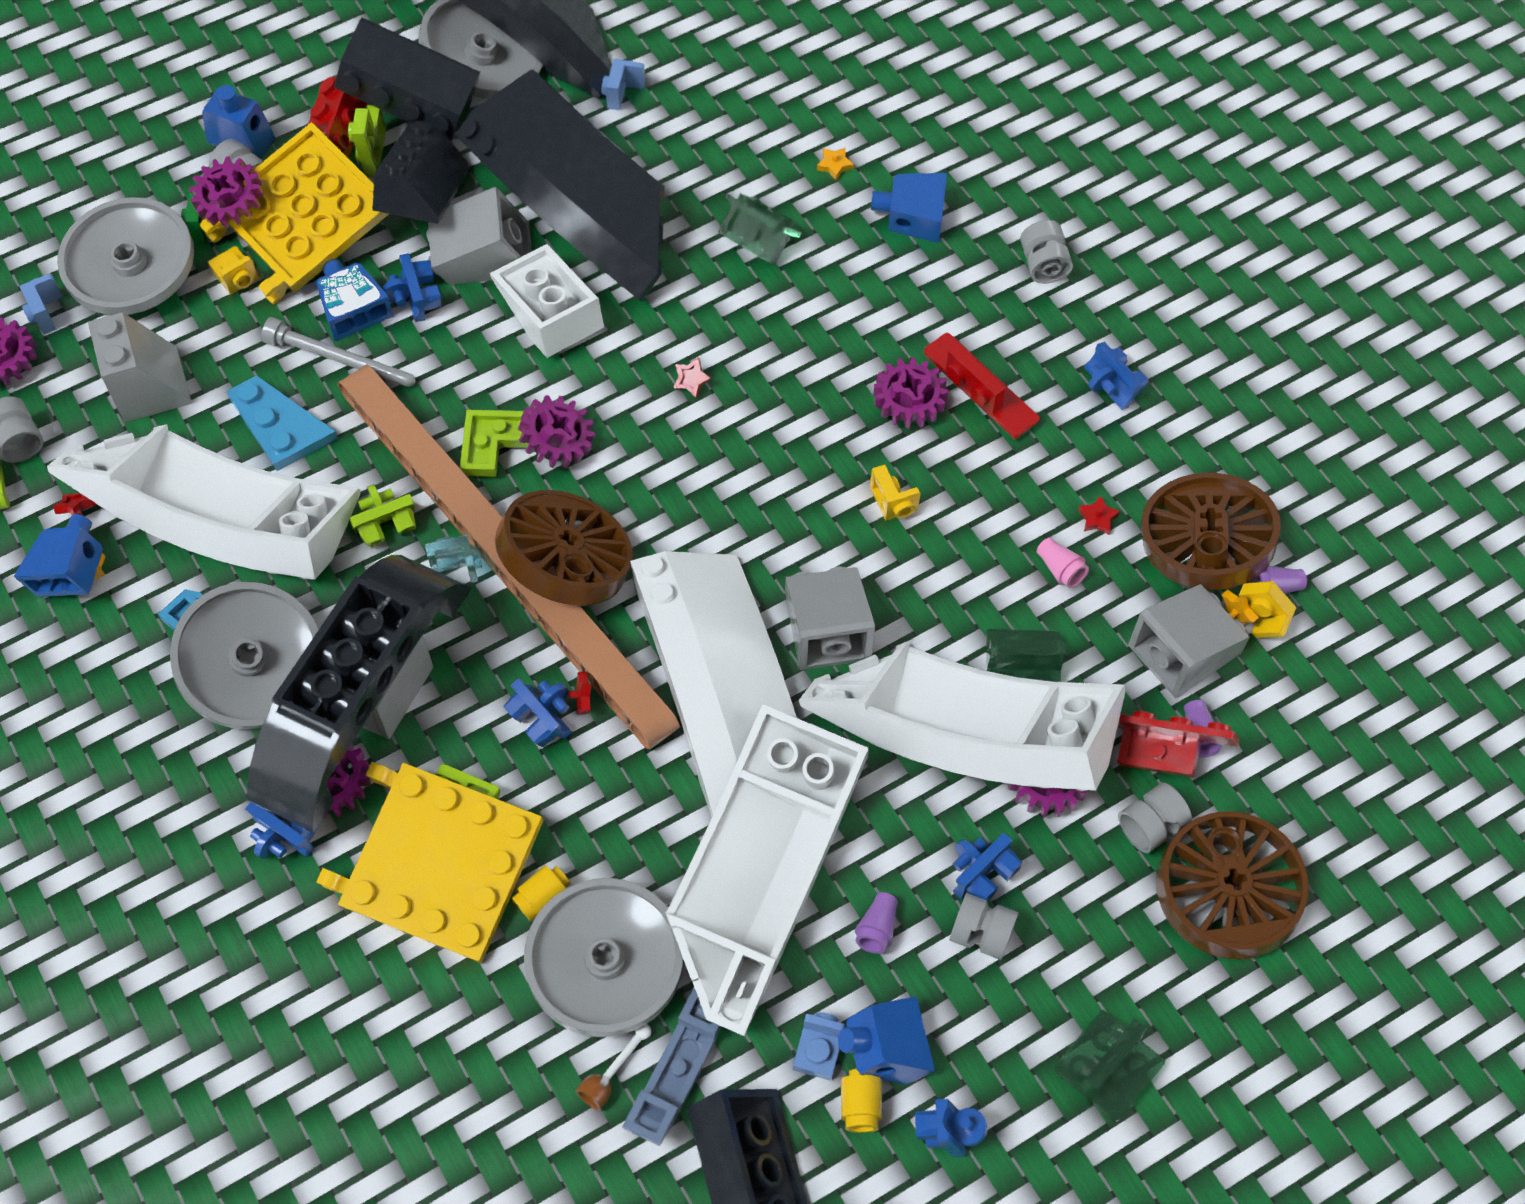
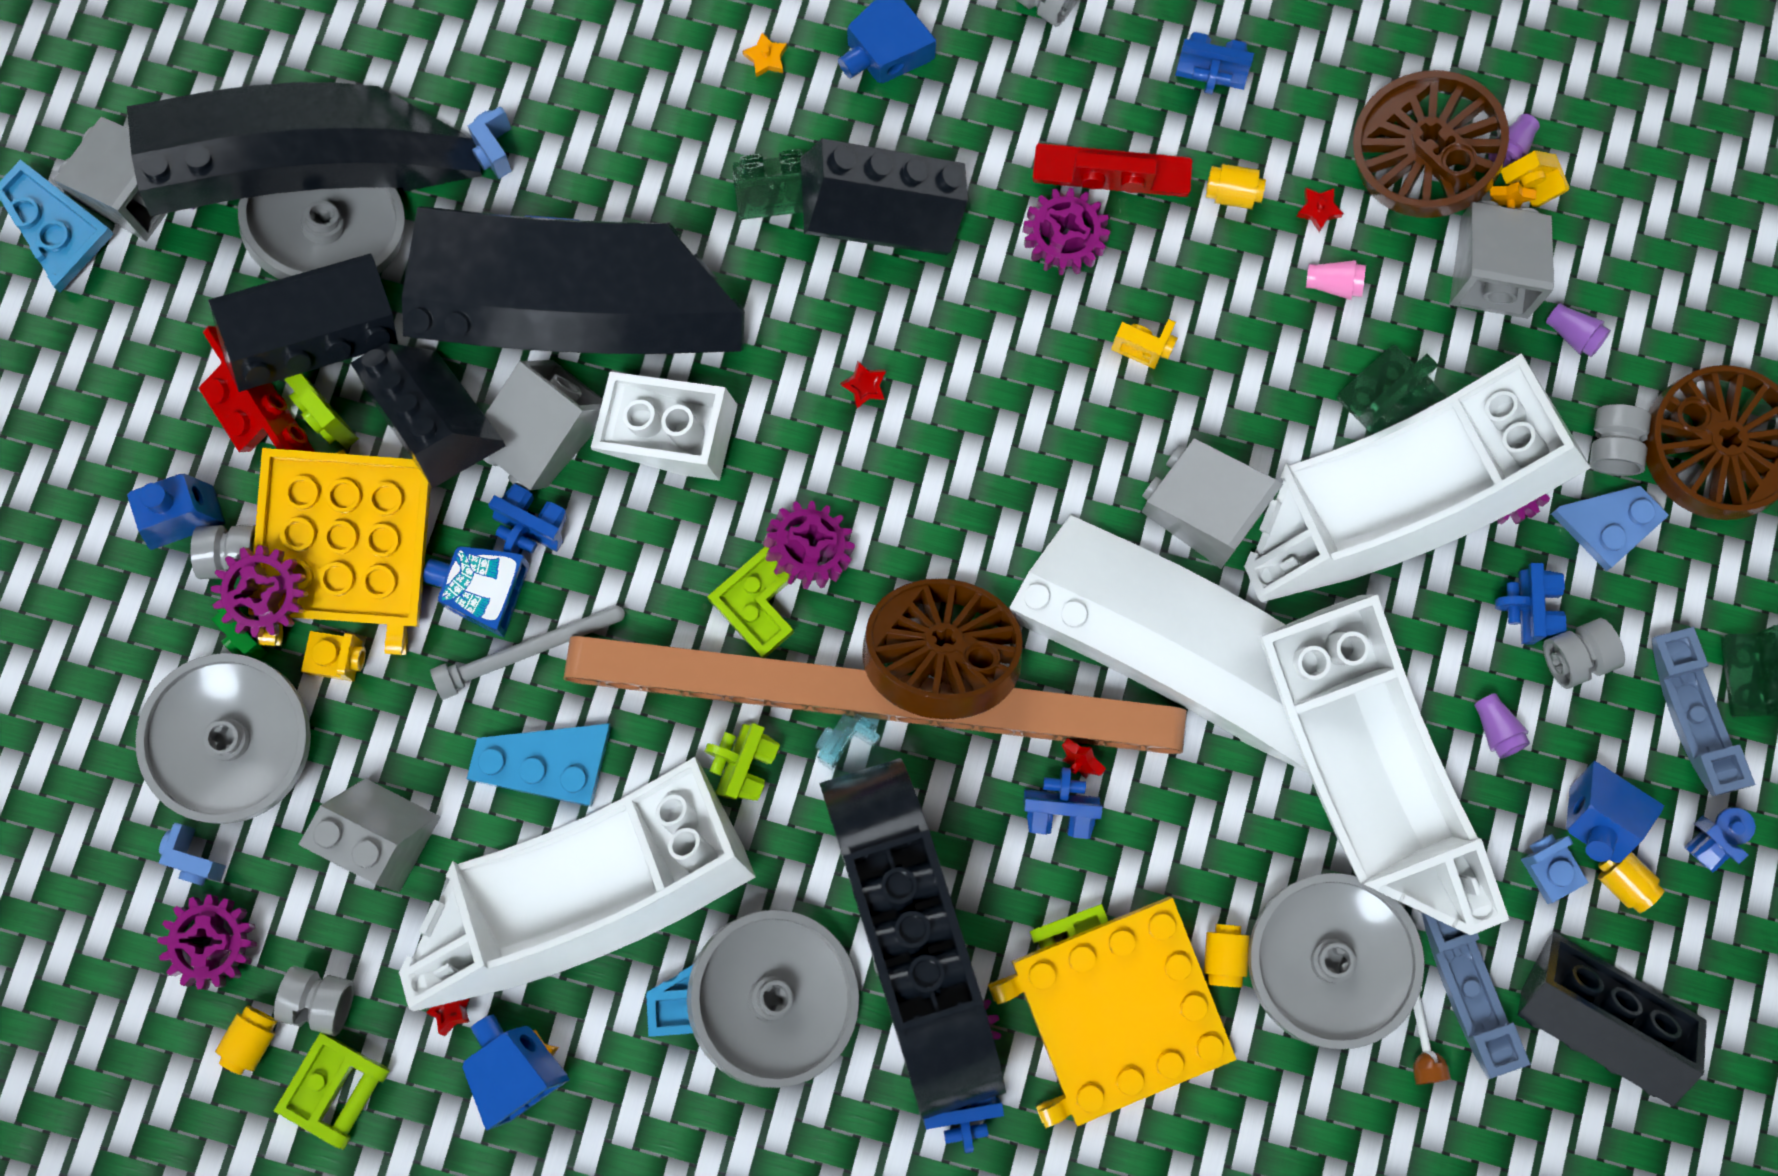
camera: 45 degrees left, 15 degrees up
(809, 275) = (882, 196): none -> black slope
(1029, 1039) = (1696, 714): none -> sand blue slope
(1050, 454) = (1235, 186): none -> yellow brick
(1098, 870) = (1611, 522): none -> medium blue wing
(1167, 745) = (1583, 365): red bracket -> none

